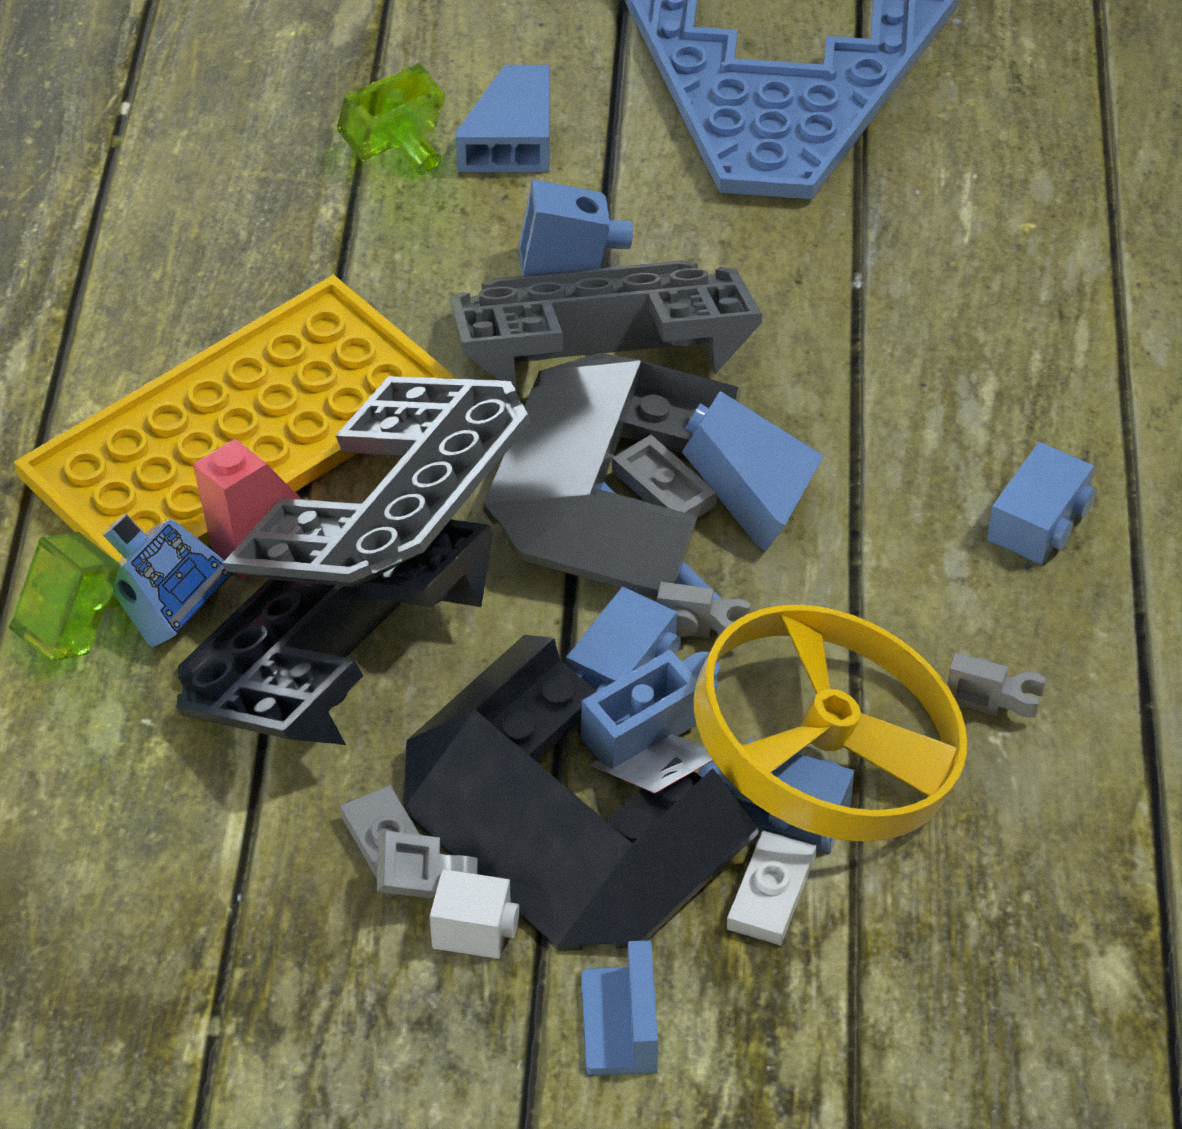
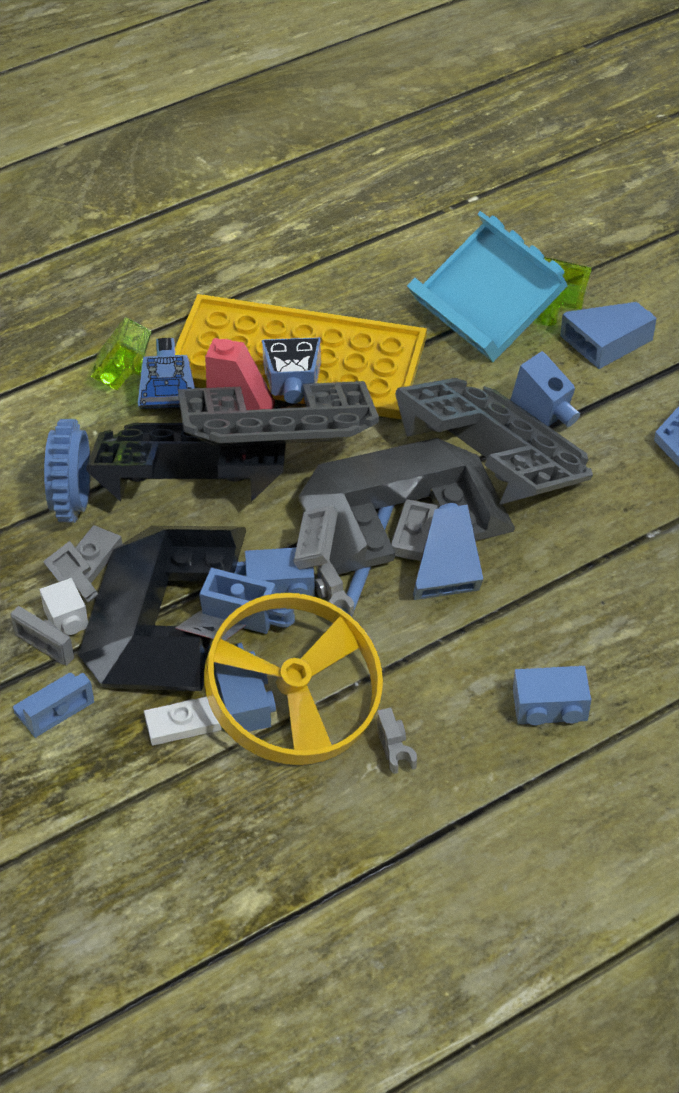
camera: 55 degrees right, 0 degrees up
(255, 763) = (65, 470): none -> medium blue gear
(287, 430) = (290, 365): none -> torso
(340, 170) = (491, 287): none -> medium azure panel
(499, 964) = (42, 635): none -> light grey plate
(625, 568) = (315, 537): none -> light grey plate

